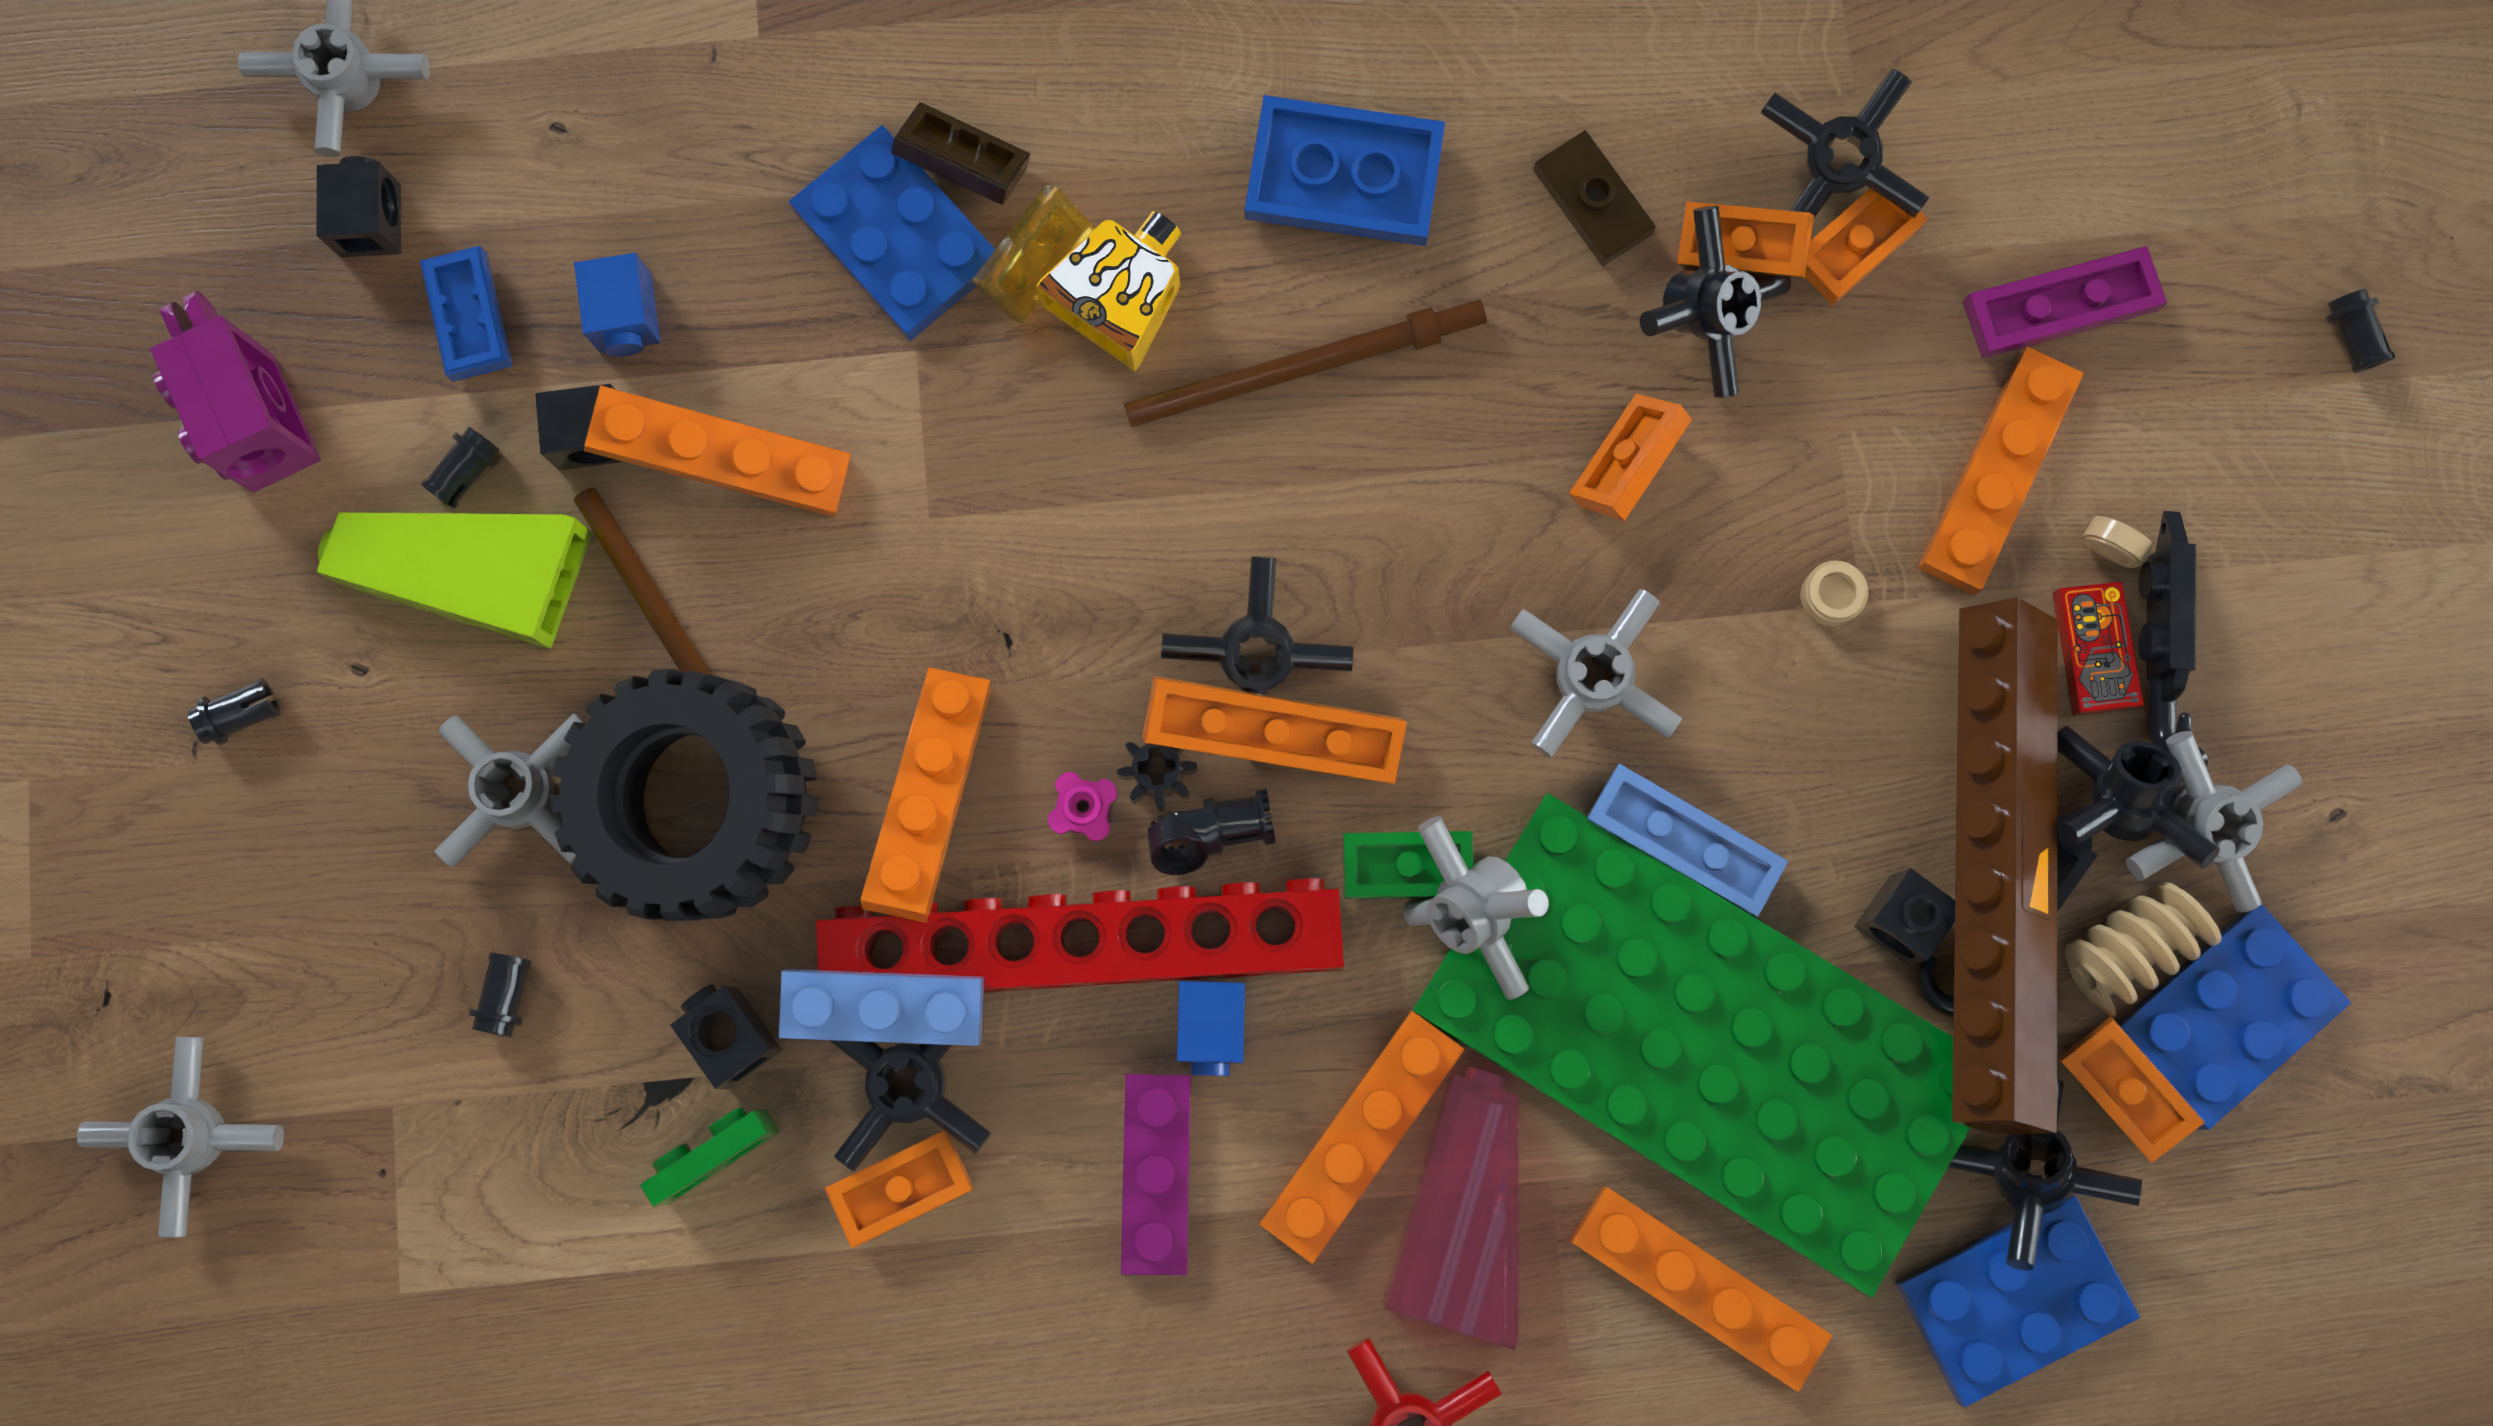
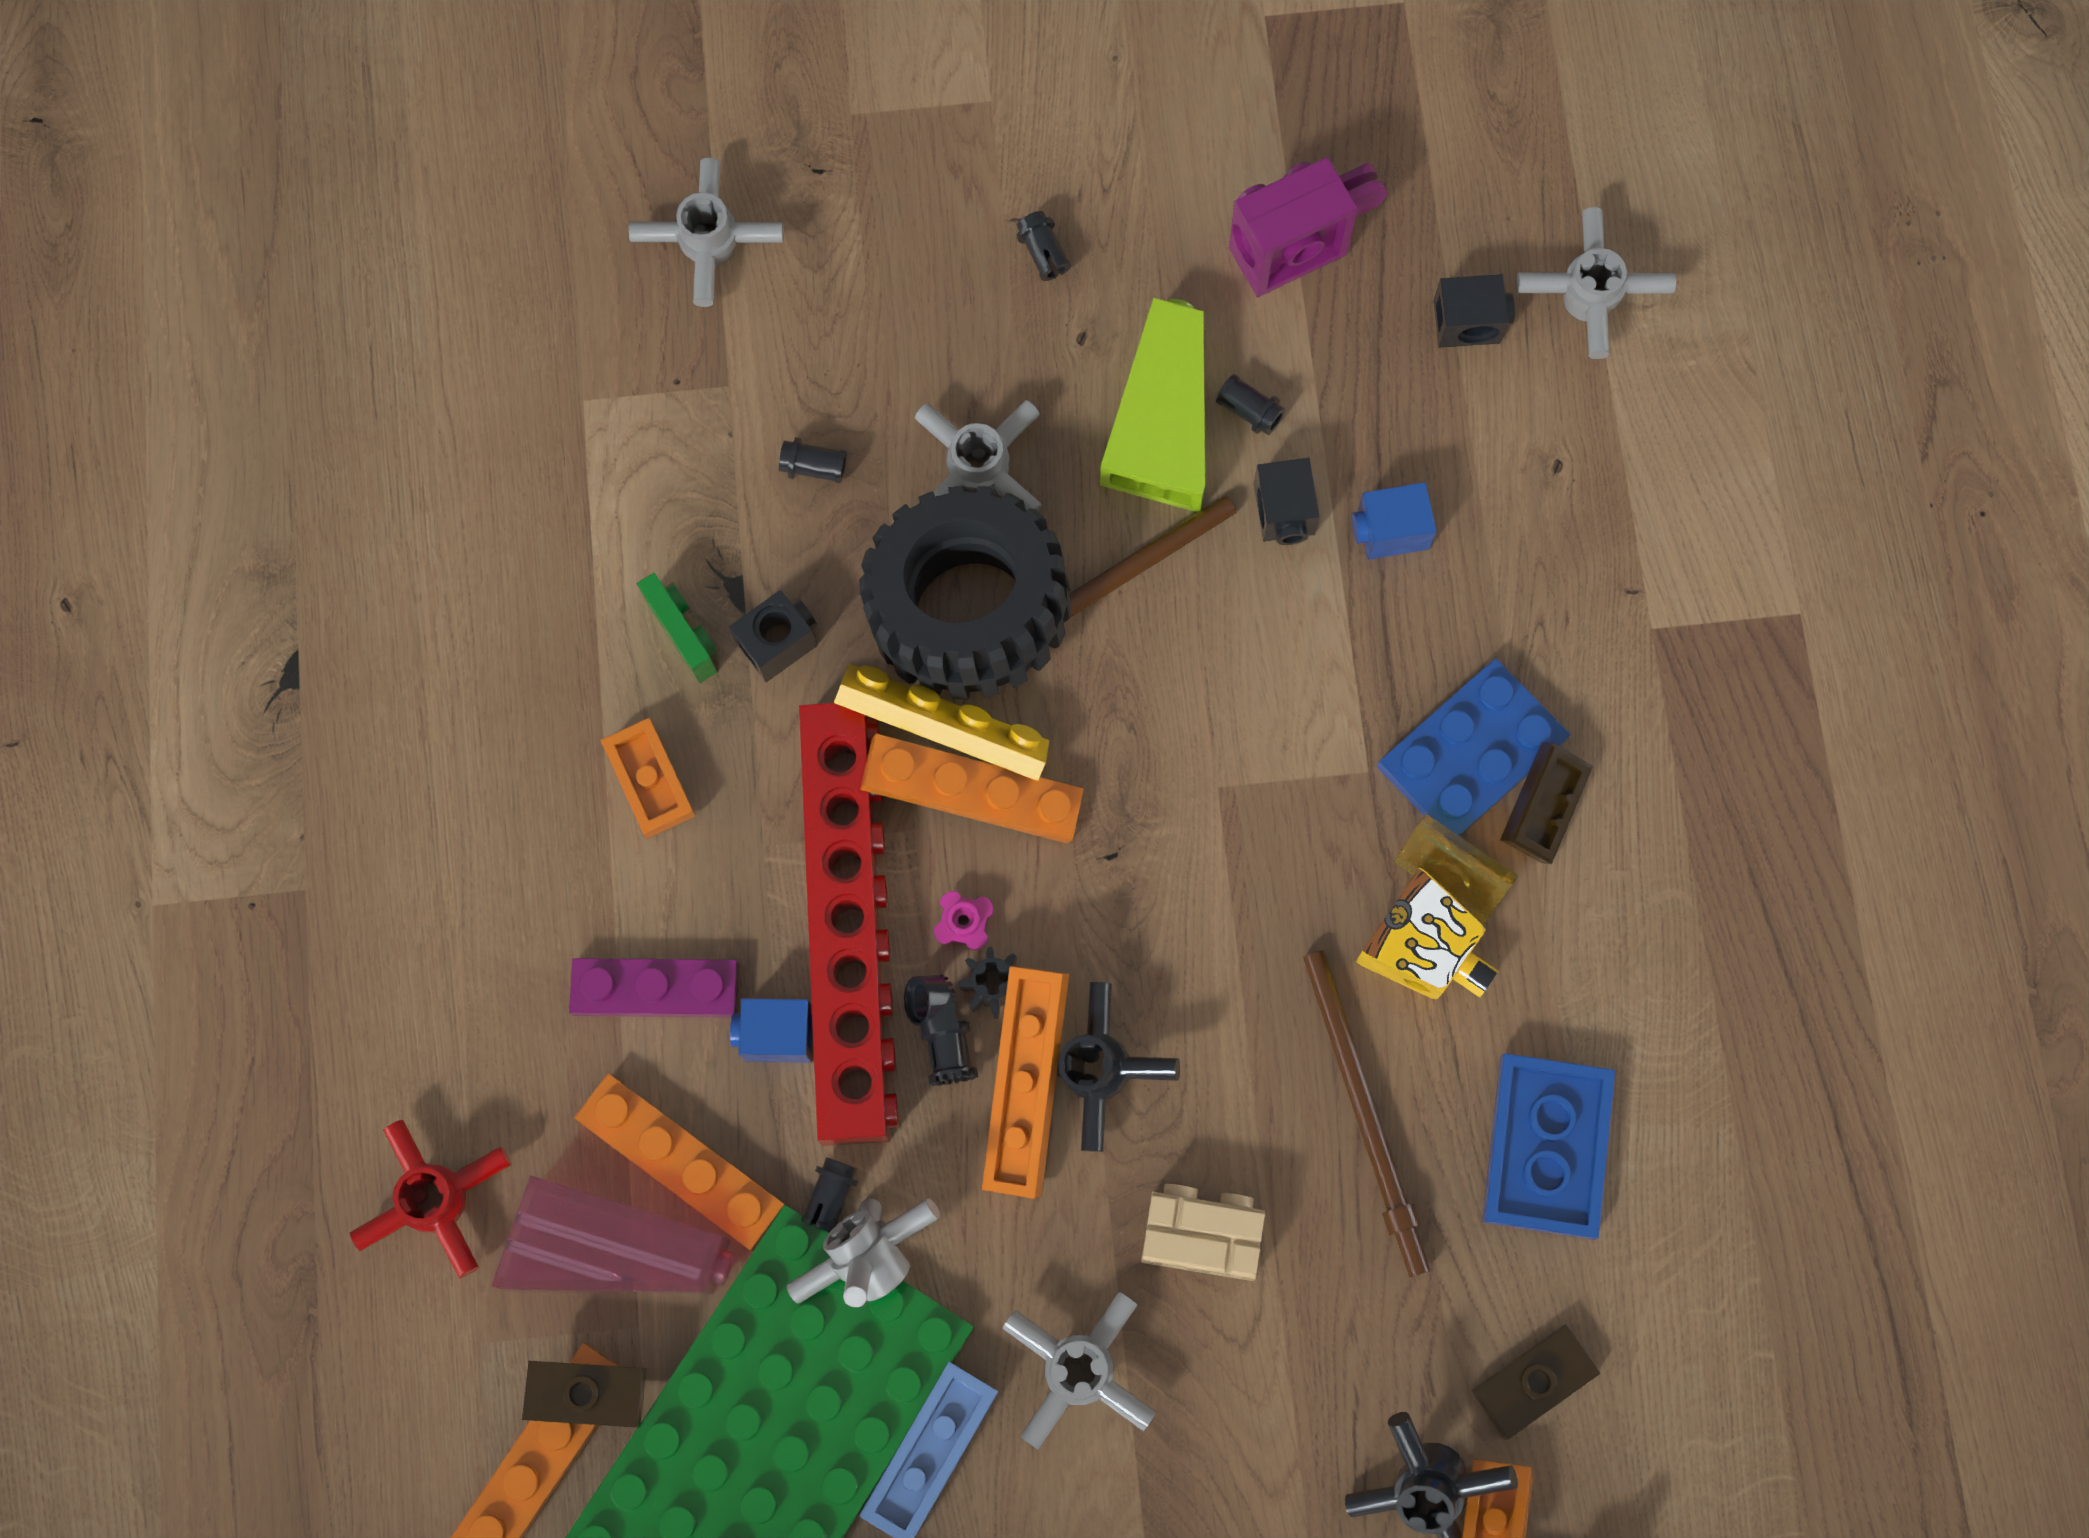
camera: 90 degrees right, 5 degrees down
(466, 313) = (1384, 401): blue plate -> none
(716, 451) = (1264, 607): orange plate -> none
(836, 844) = (955, 726): none -> yellow plate
(881, 1007) = (789, 755): medium blue plate -> none
(889, 1108) = (730, 799): black bar -> none
(1395, 865) = (907, 1179): green plate -> none
(1397, 957) = (829, 1194): none -> black pin
(1444, 538) = (1203, 1233): none -> tan brick
(1630, 456) = (1284, 1409): orange plate -> none
(1634, 1234) = (584, 1394): none -> dark brown plate

